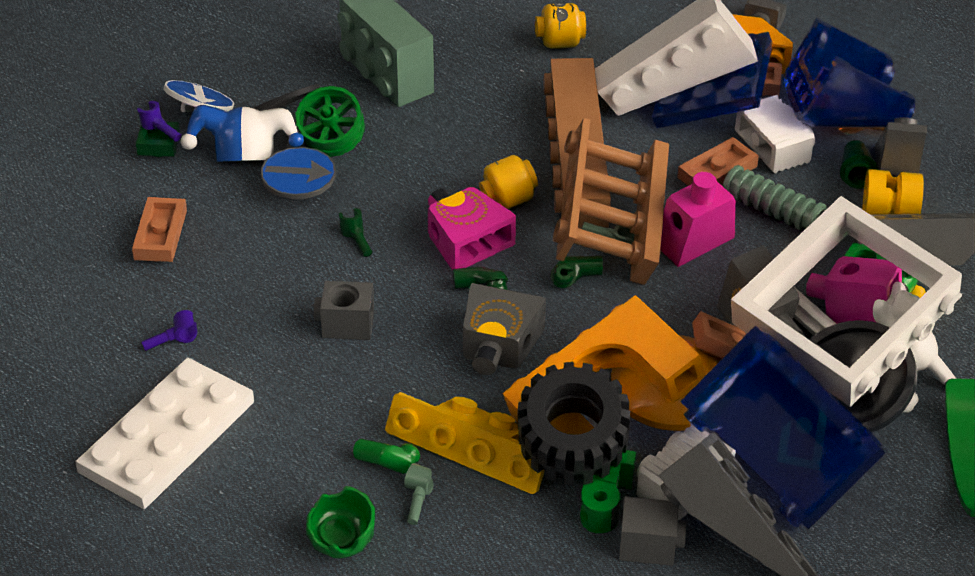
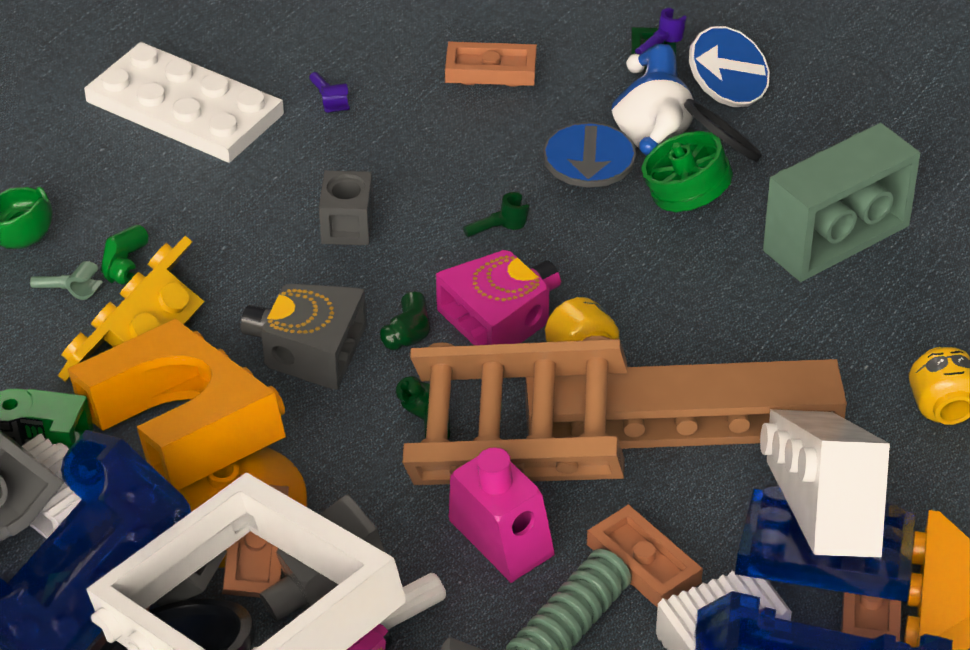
camera: 90 degrees right, 0 degrees up
(573, 392) = (76, 347): black tyre -> none

